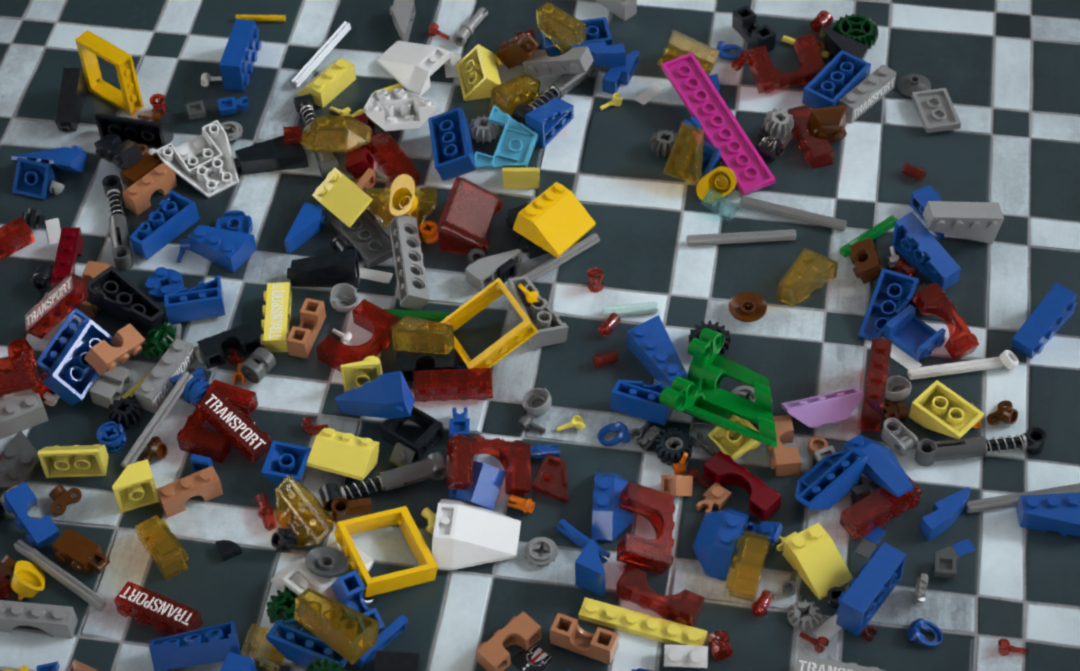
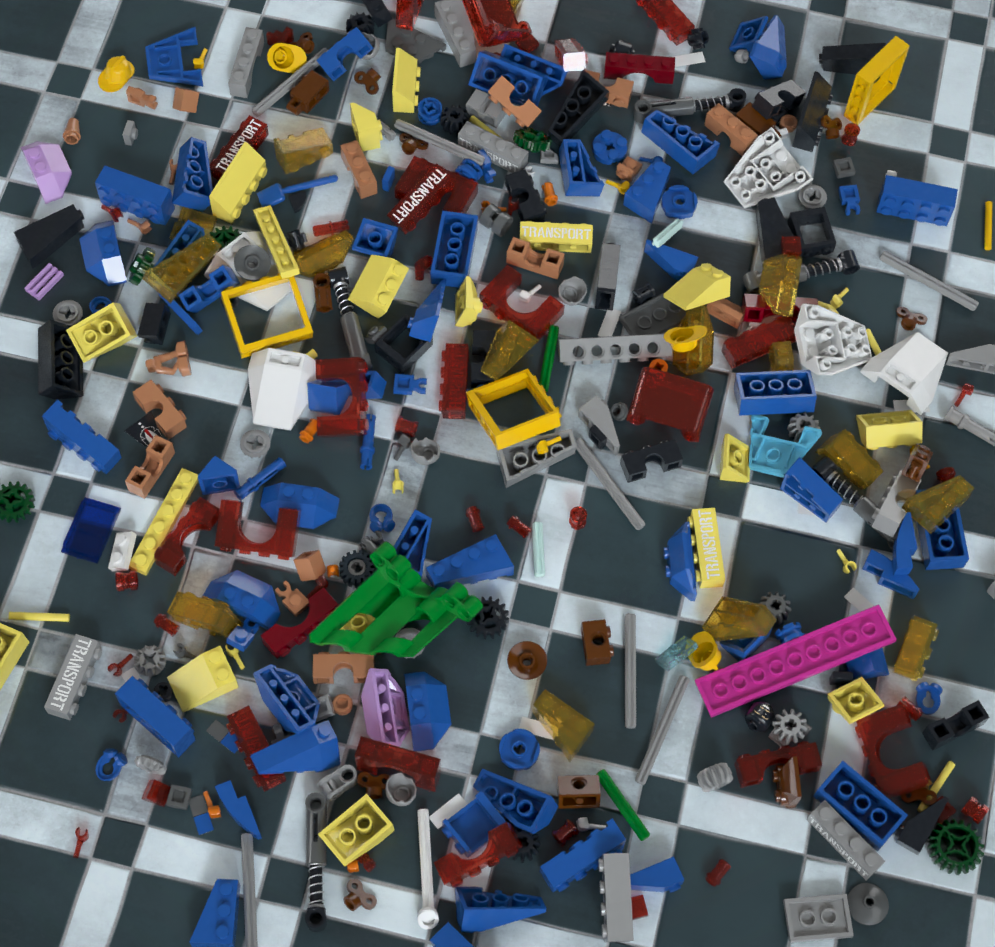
camera: 90 degrees right, 15 degrees up
(193, 268) = (628, 169): none -> nougat bracket
(213, 604) = (237, 184): none -> light yellow slope
(214, 271) = (622, 188): none -> yellow hand
(219, 572) = (275, 193): none -> blue piece
(224, 326) = (550, 197): none -> orange pin
(266, 119) = (808, 217): none -> black window
(275, 227) = (667, 233): none -> light aqua axle
(293, 548) = (276, 242): none -> light yellow plate
(296, 395) = (454, 248): none -> blue brick
(329, 82) = (880, 285): light yellow slope -> none
(363, 63) = (910, 319): none -> reddish brown piece
(415, 144) = (781, 356): none -> clear yellow slope
(448, 628) = (182, 363): none -> nougat piece
(508, 421) = (406, 426): none -> clear red bush
(552, 479) = (334, 459): clear red wing -> none
(554, 220) = (652, 481): yellow slope -> none
(613, 188) = (707, 548): none -> light yellow brick
(628, 202) = (680, 562): none -> blue wedge
(720, 260) = (594, 653): none -> reddish brown brick
(746, 86) = (855, 700): none -> light yellow slope
(808, 303) = (534, 727): none -> white sticker
(808, 379) = (427, 710): none -> blue wedge
(833, 171) = (714, 777): none -> light grey gear
(834, 317) = (523, 760): none -> blue plate
(943, 590) = (156, 793): none -> clear red slope
(951, 538) = (214, 811): none -> orange hand
(987, 315) = (486, 910): none -> blue wedge

